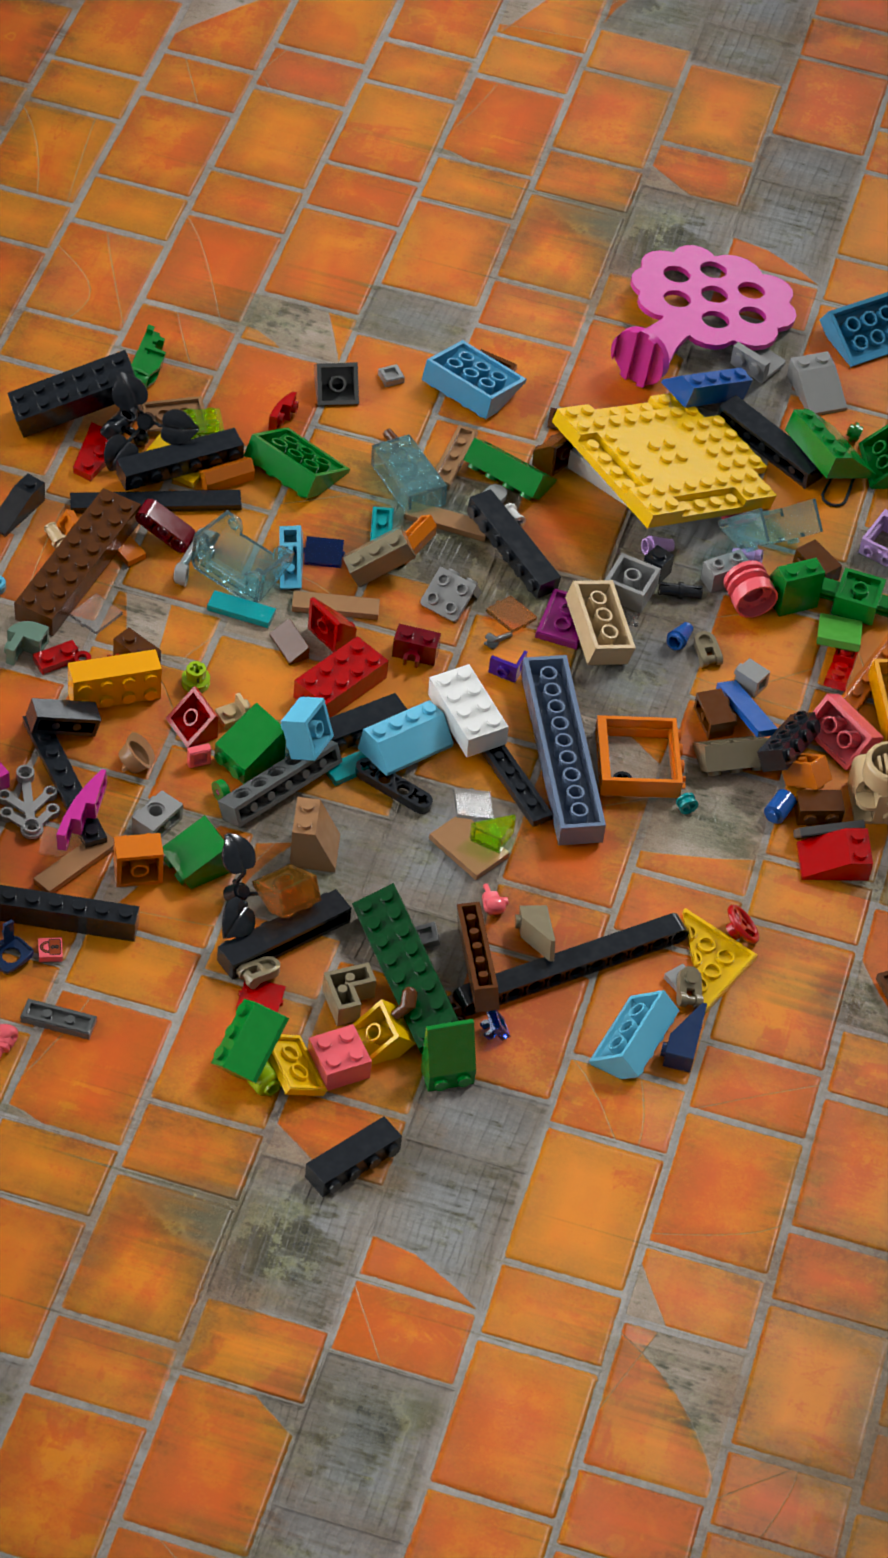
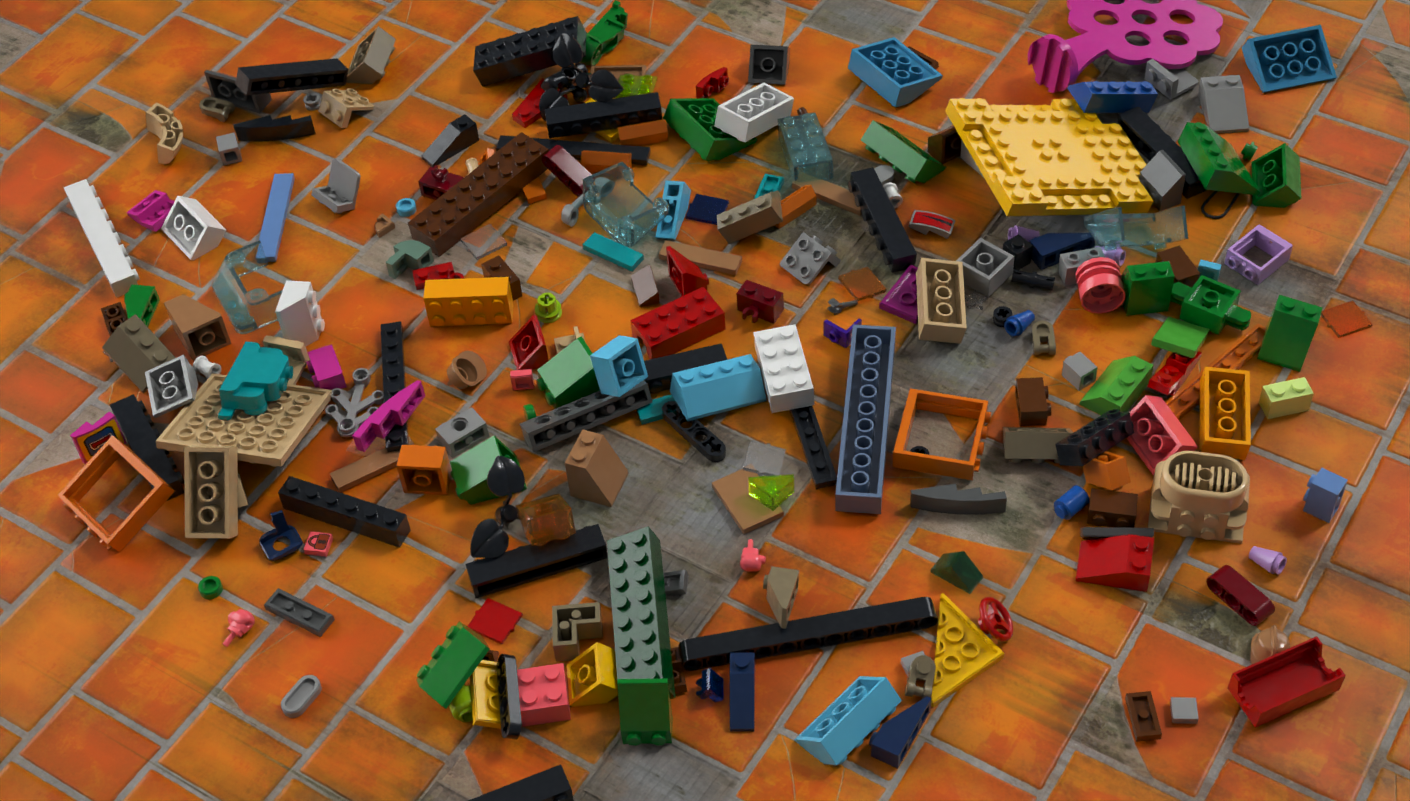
camera: 25 degrees right, 0 degrees up
(27, 555) = (437, 182): none -> dark red brick
(63, 717) = (410, 329): black brick -> none
(95, 1097) = (301, 696): none -> light grey tile
(199, 511) = (597, 160): none -> orange piece
(265, 968) = (506, 591): dark tan plate -> none
(323, 1085) = (508, 696): none -> black beam
(344, 440) = (753, 112): none -> white brick
(391, 375) = (822, 63): light grey tile -> none
(408, 1003) = (619, 650): reddish brown arm -> none
(454, 454) = (851, 142): medium nougat tile -> none
(478, 957) = (707, 614): reddish brown brick -> none
(527, 1025) = (742, 691): none -> dark blue slope
(556, 541) = (924, 221): none -> slope
(659, 636) = (1001, 311): none -> black bush
(669, 820) = (951, 501): none -> dark grey slope
(687, 803) = (976, 482): teal bush -> none
(692, 553) = (1048, 247): none -> dark blue slope
(692, 884) = (958, 570): none -> clear green slope
(747, 709) = (1064, 400): blue tile -> none
(782, 472) = (1163, 181): none -> slope
(791, 687) = (1118, 385): none -> bright green slope
(848, 560) = (1209, 269): none -> medium azure tile

